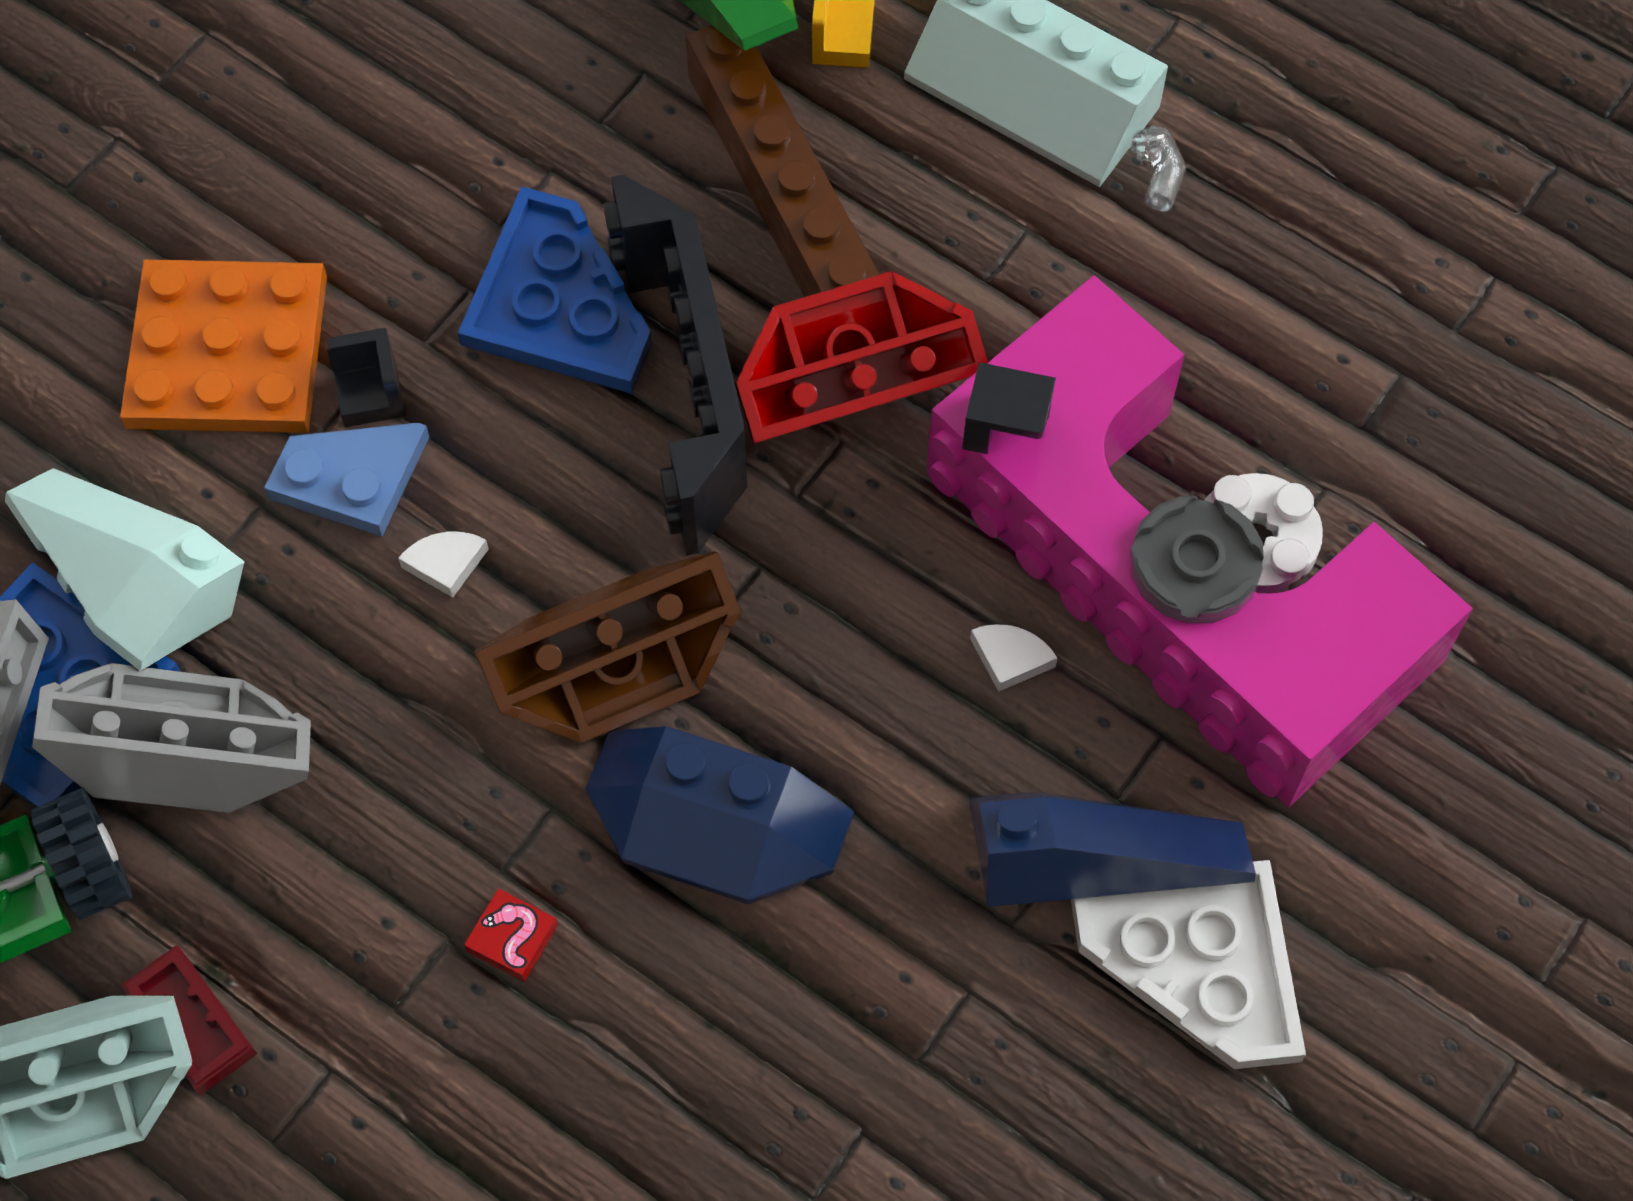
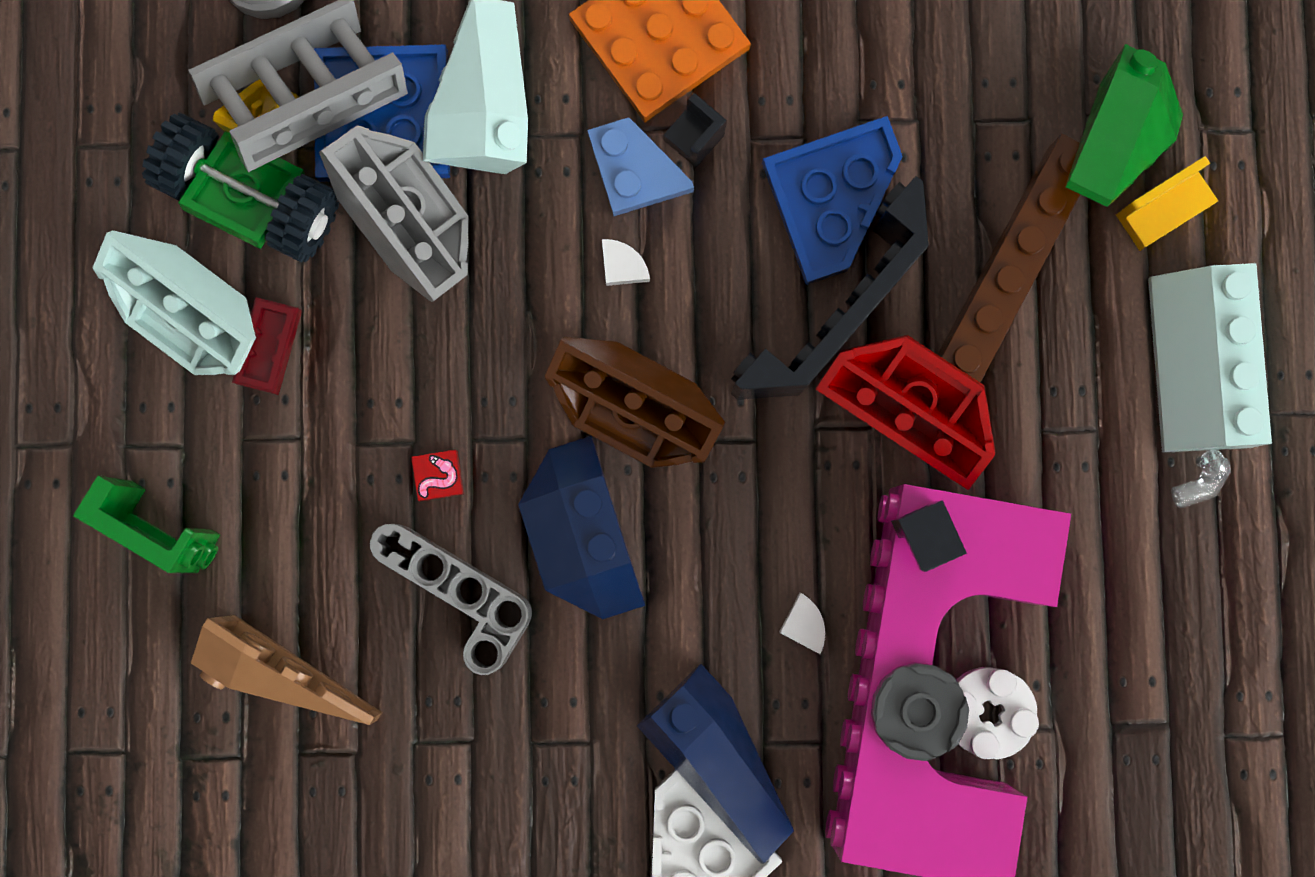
camera: 55 degrees right, 20 degrees up
(658, 1015) = (448, 589): none -> light grey beam

